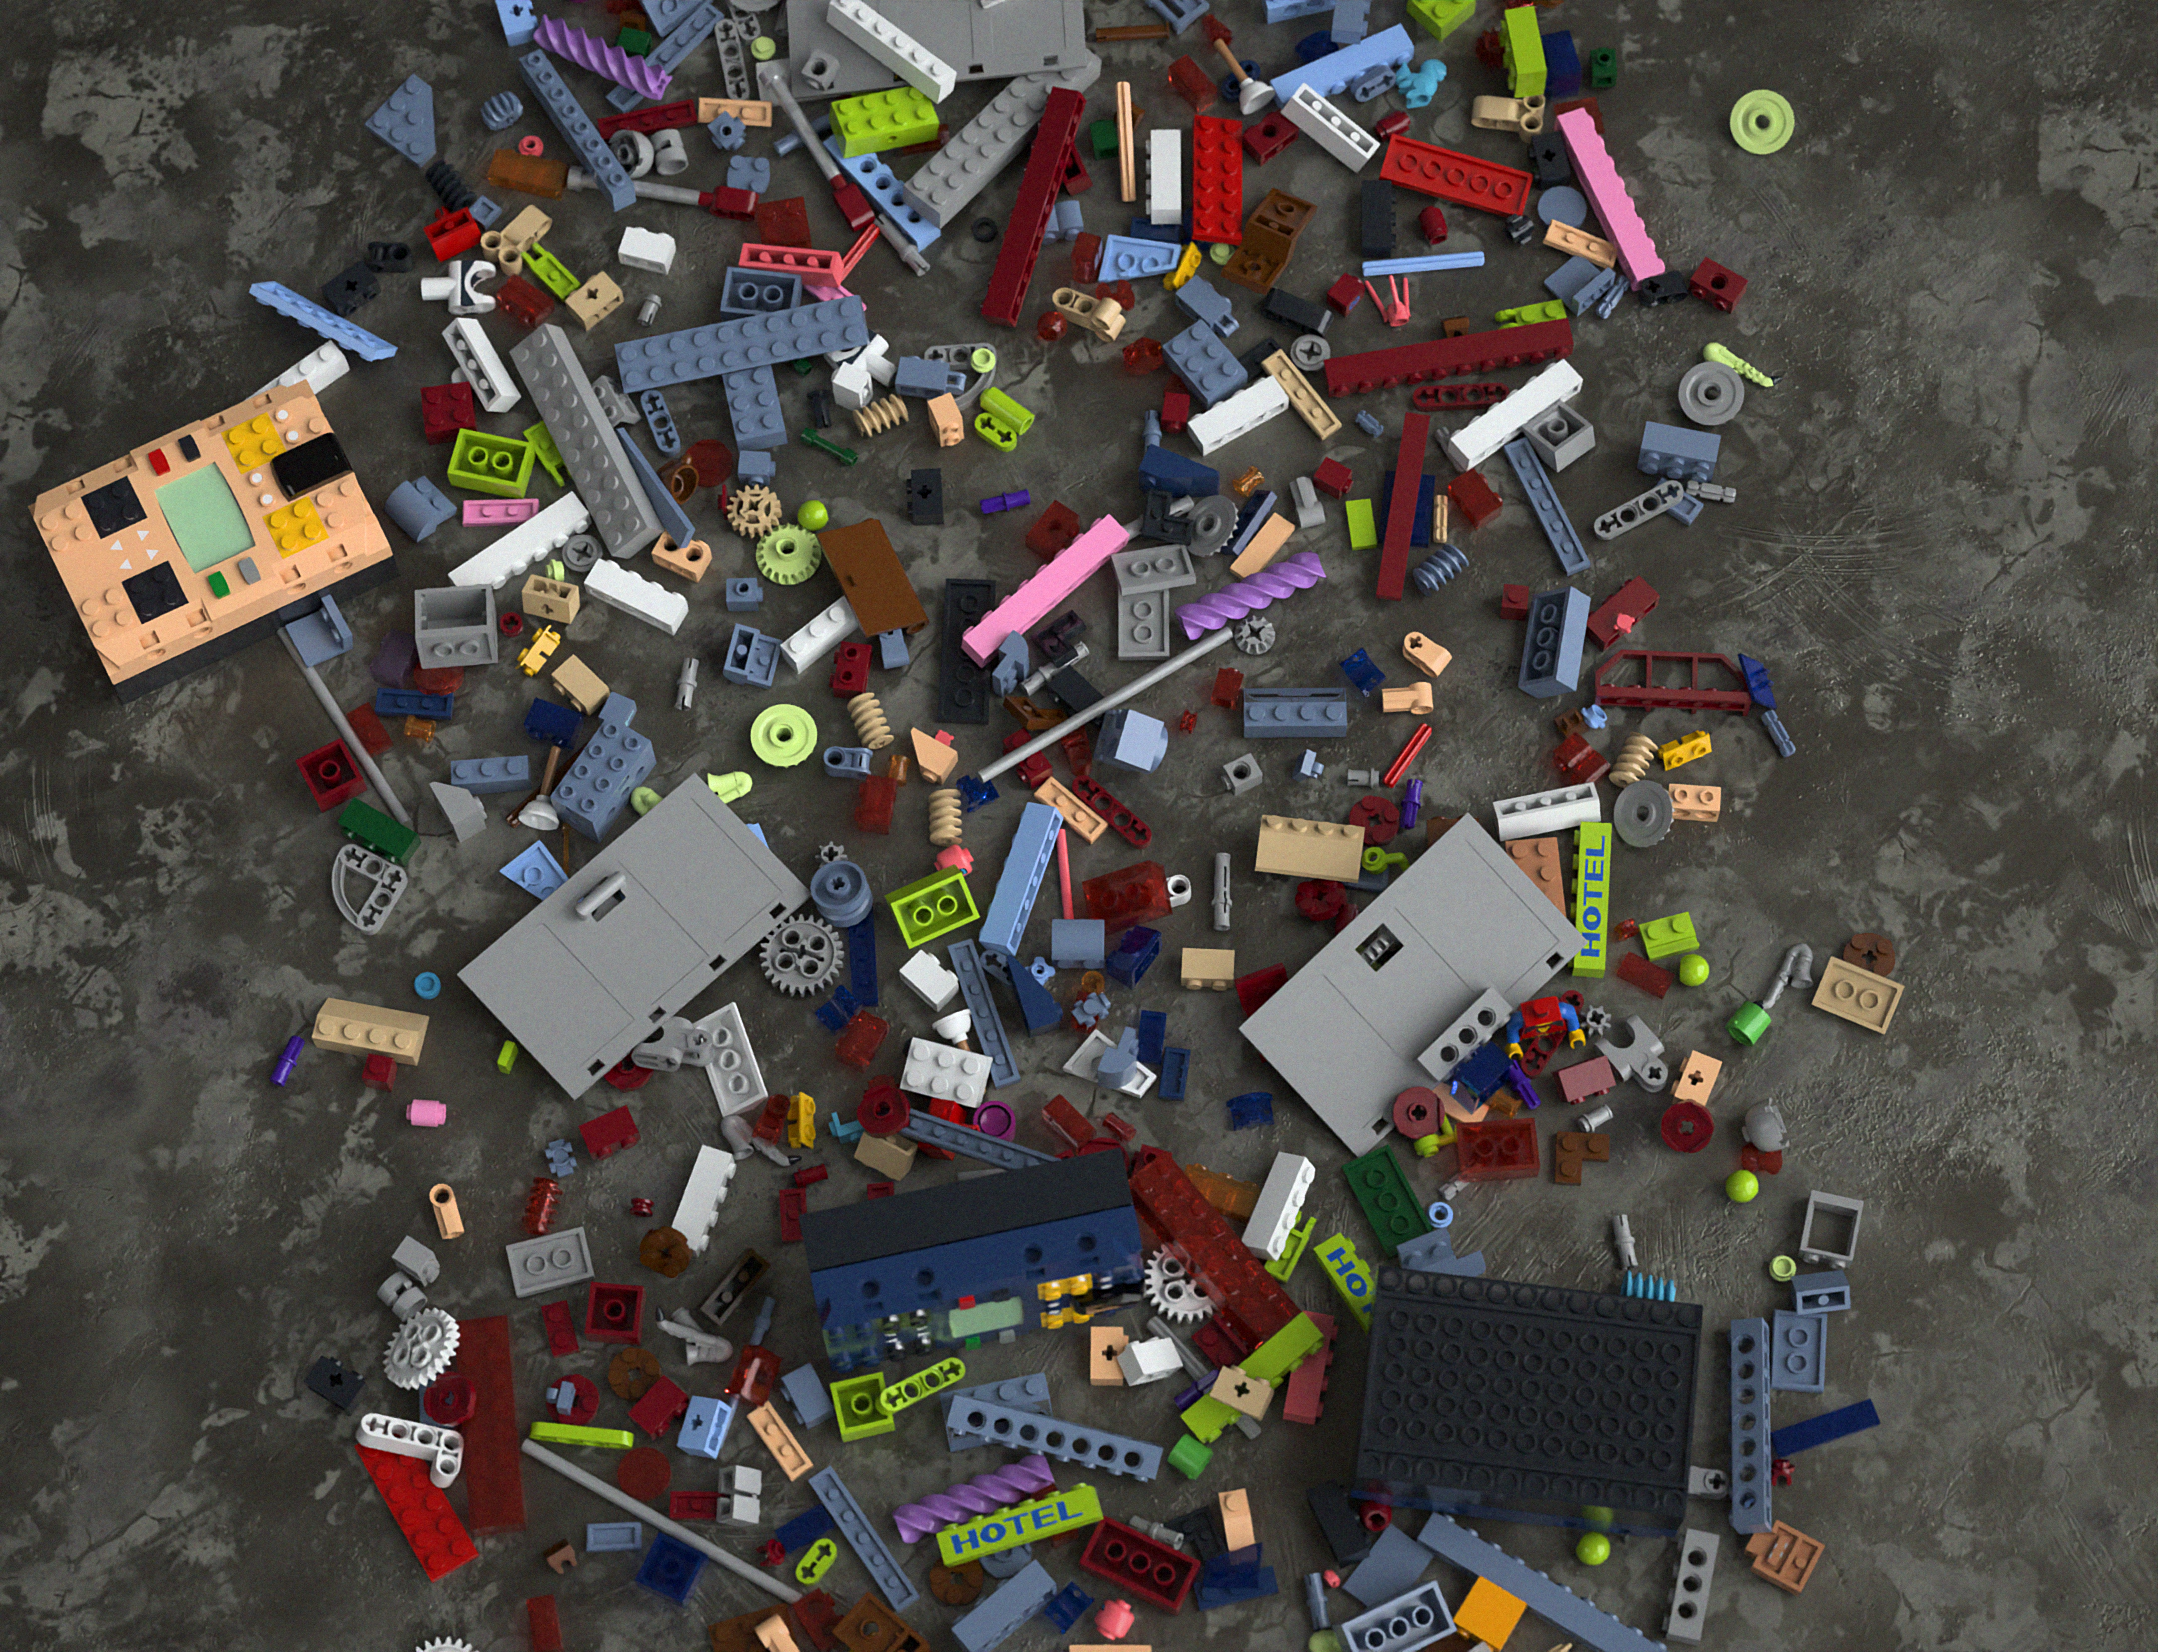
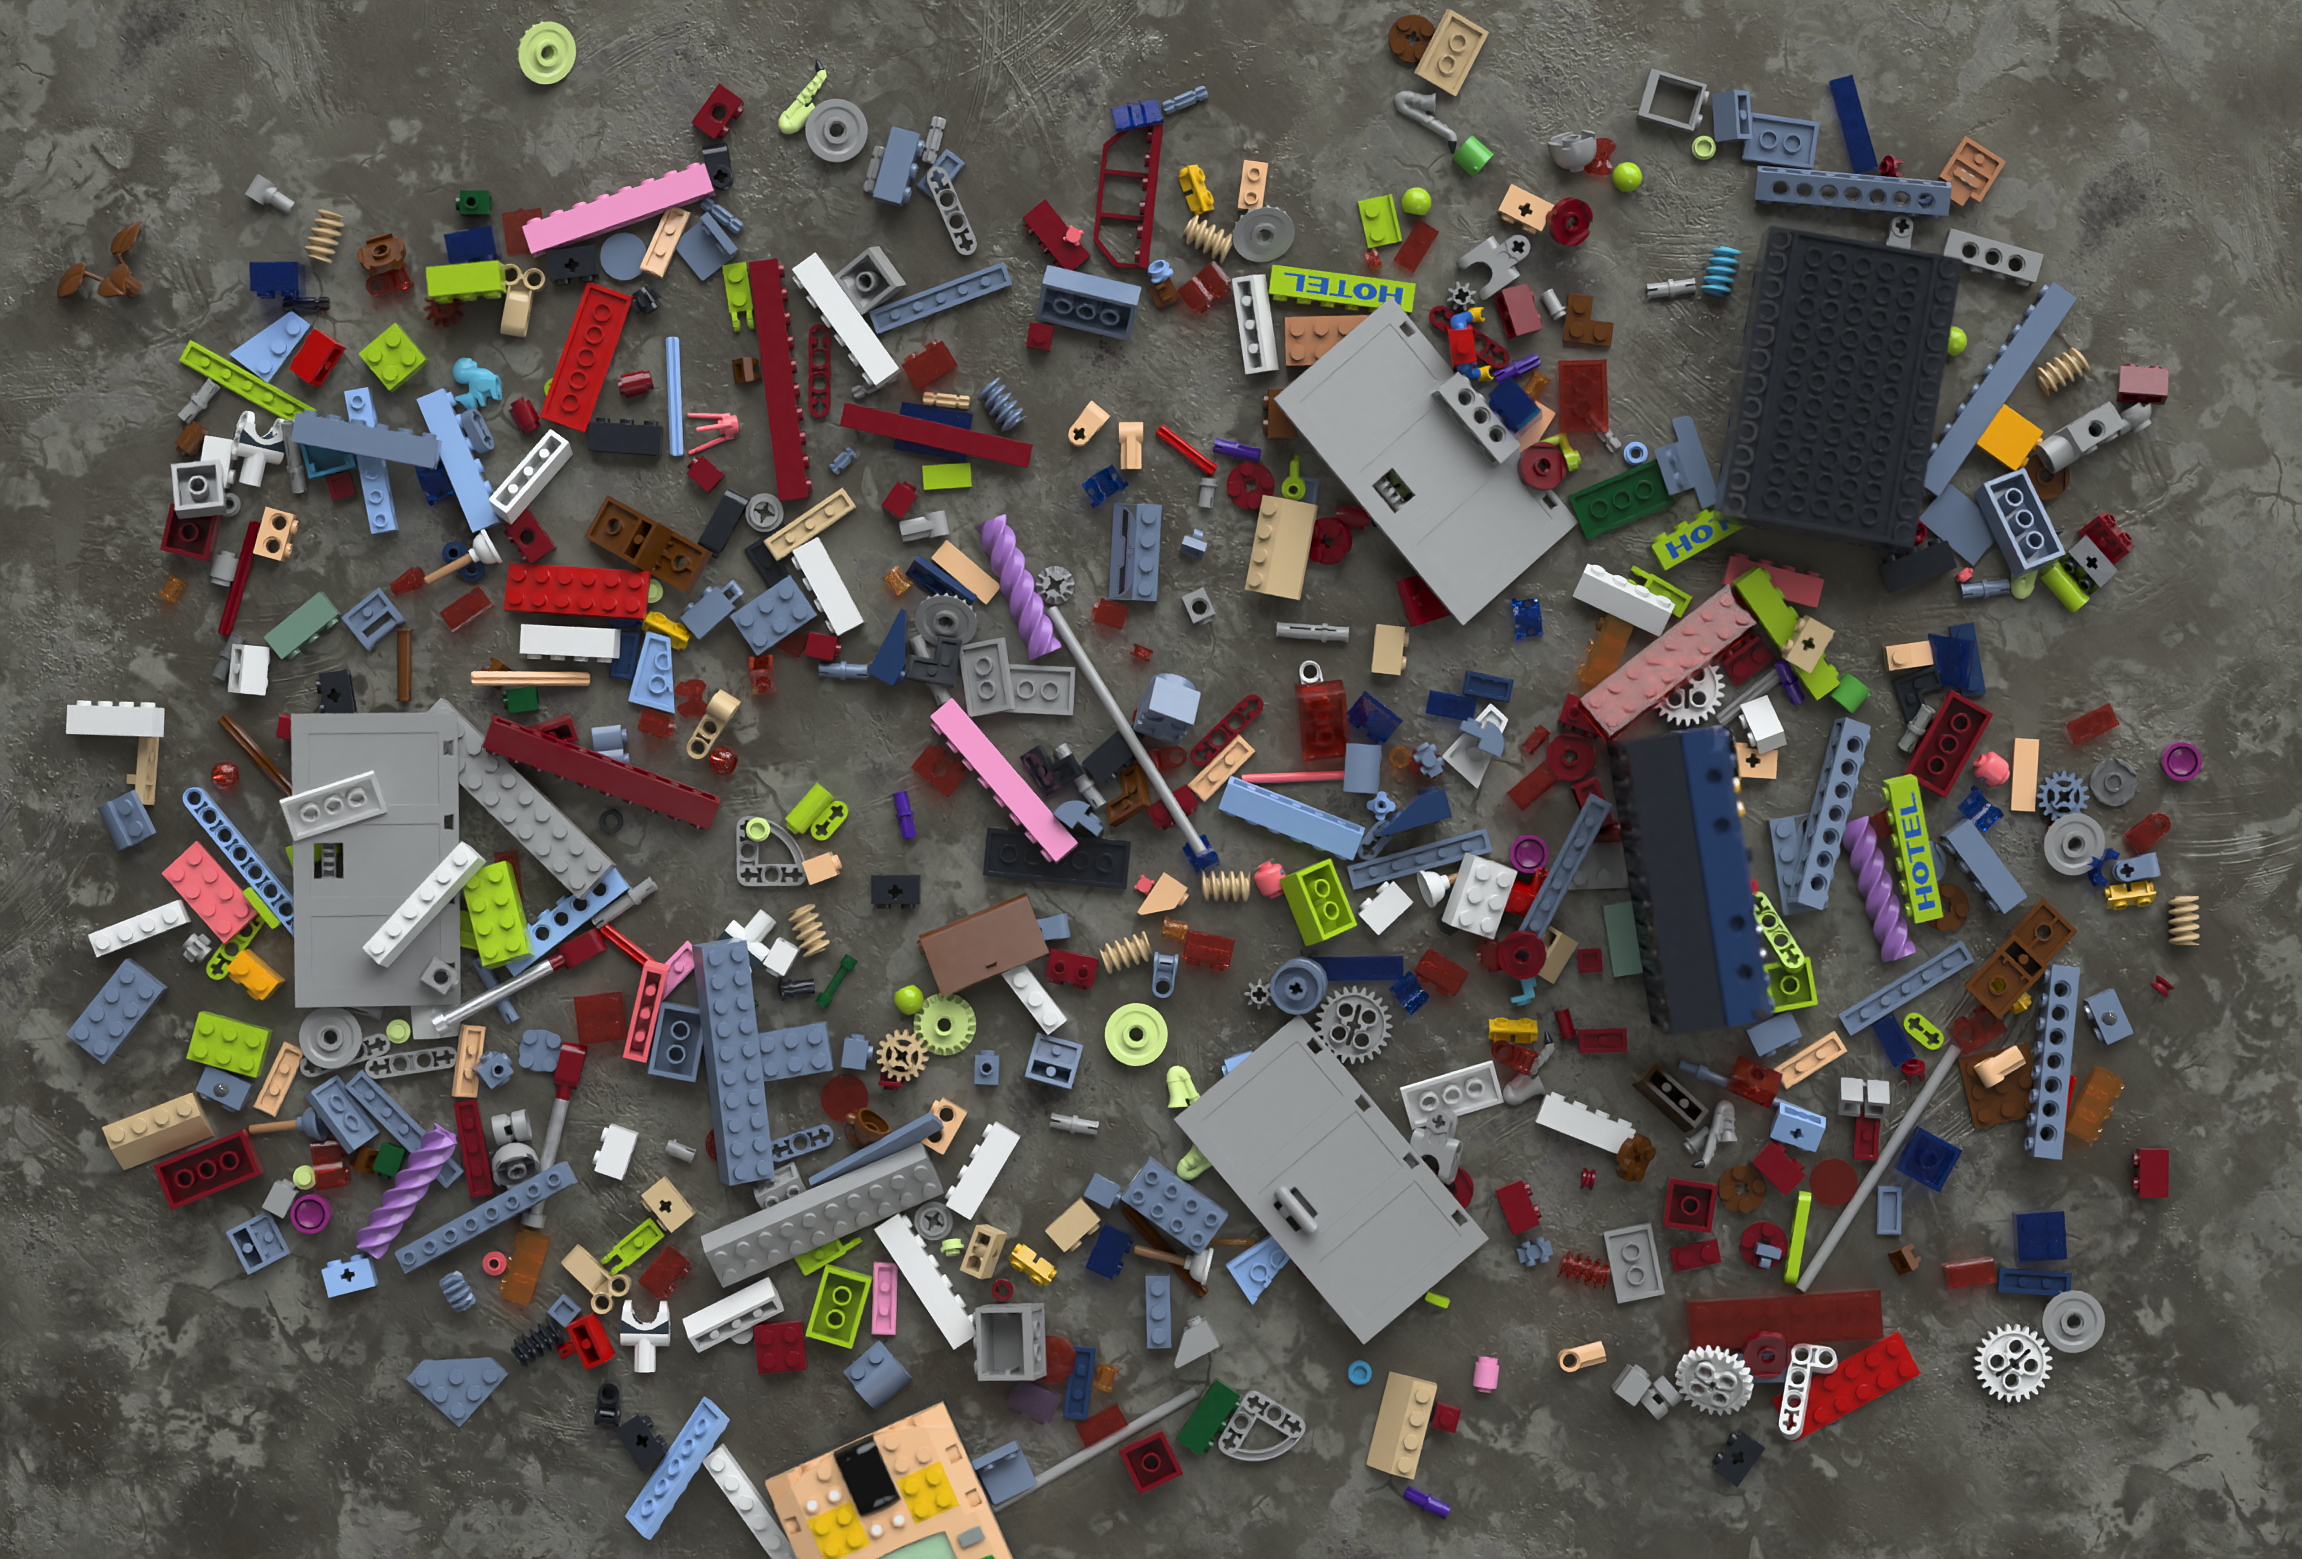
camera: 90 degrees left, 20 degrees up
(927, 378) = (775, 884): sand blue brick -> none

